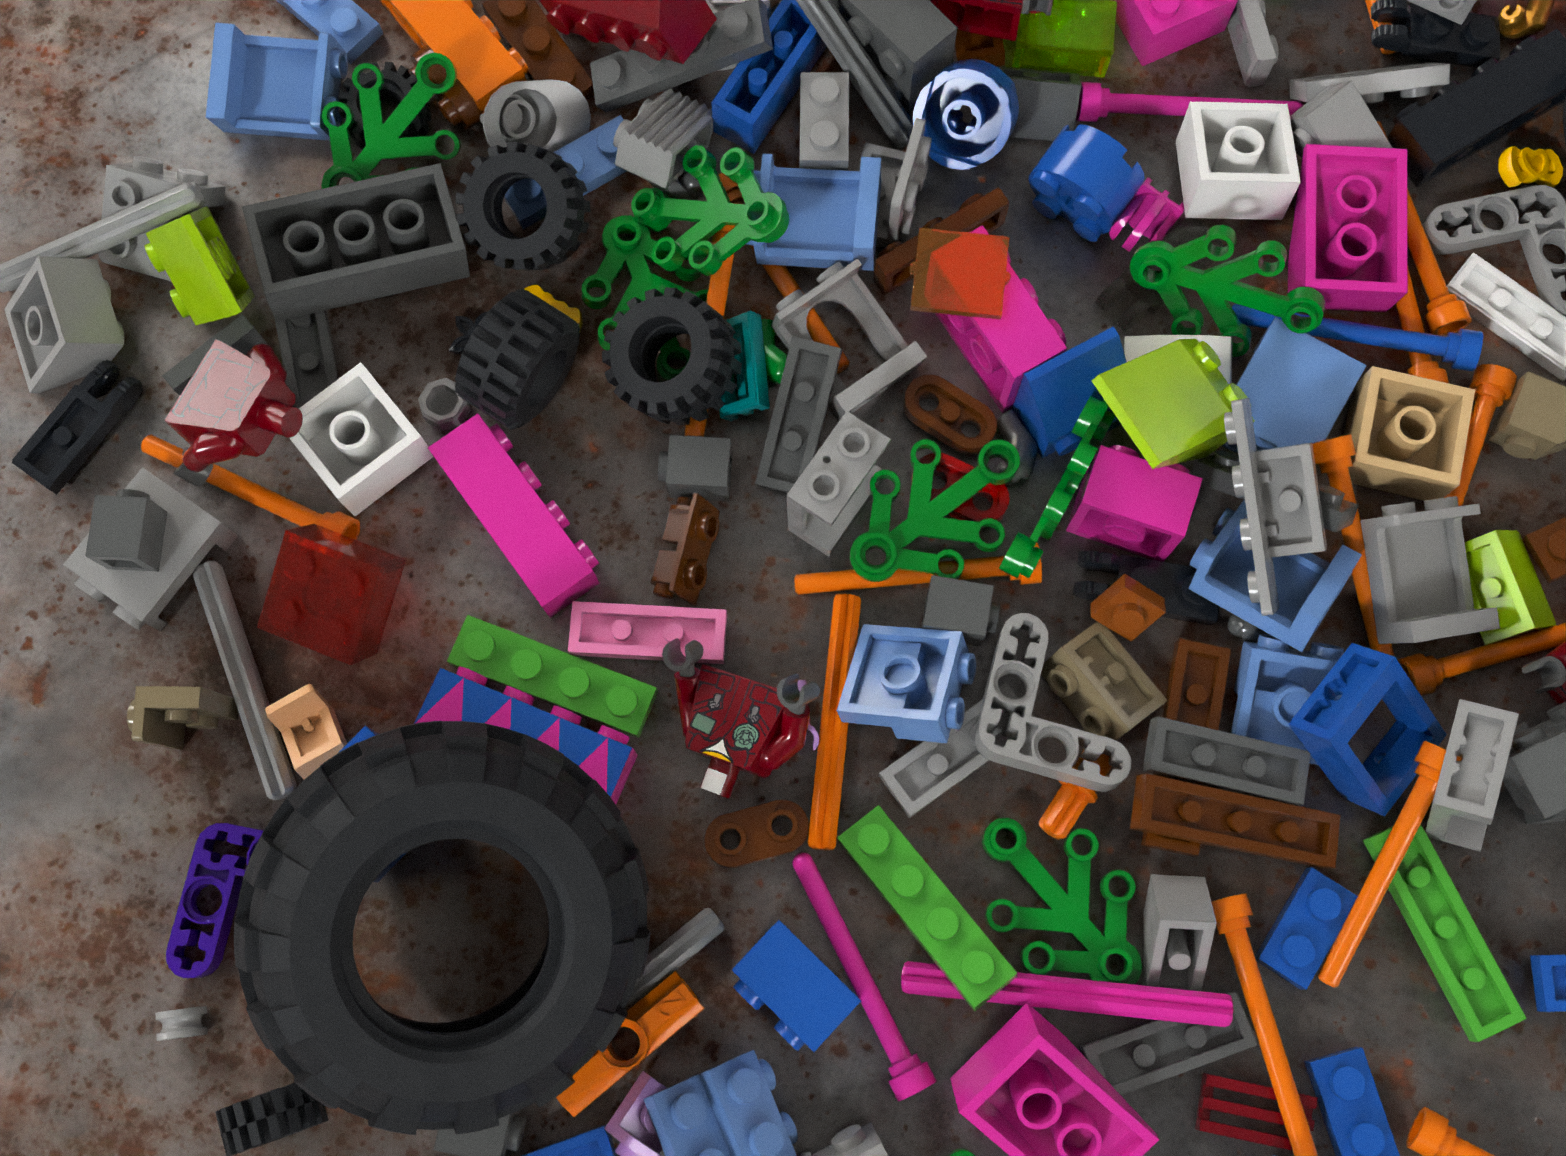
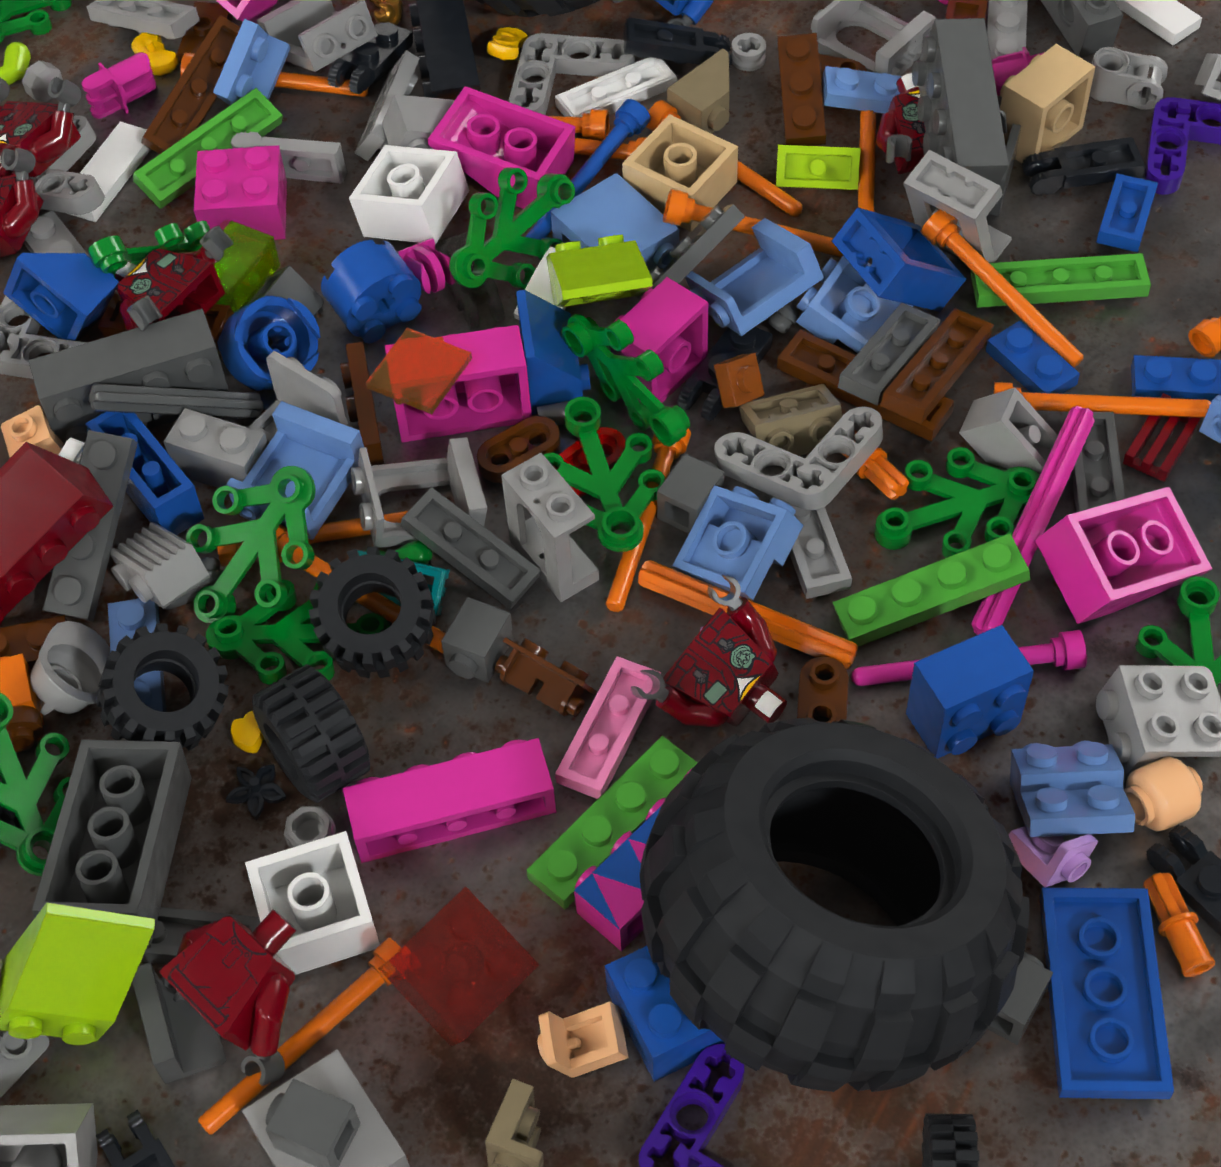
camera: 70 degrees left, 20 degrees down
(244, 680) = (488, 1095): light grey axle -> none
(1098, 102) = (307, 264): dark pink piece -> none
(1279, 502) = (708, 235): light grey bracket -> none
(1422, 573) = (791, 198): light grey panel -> none

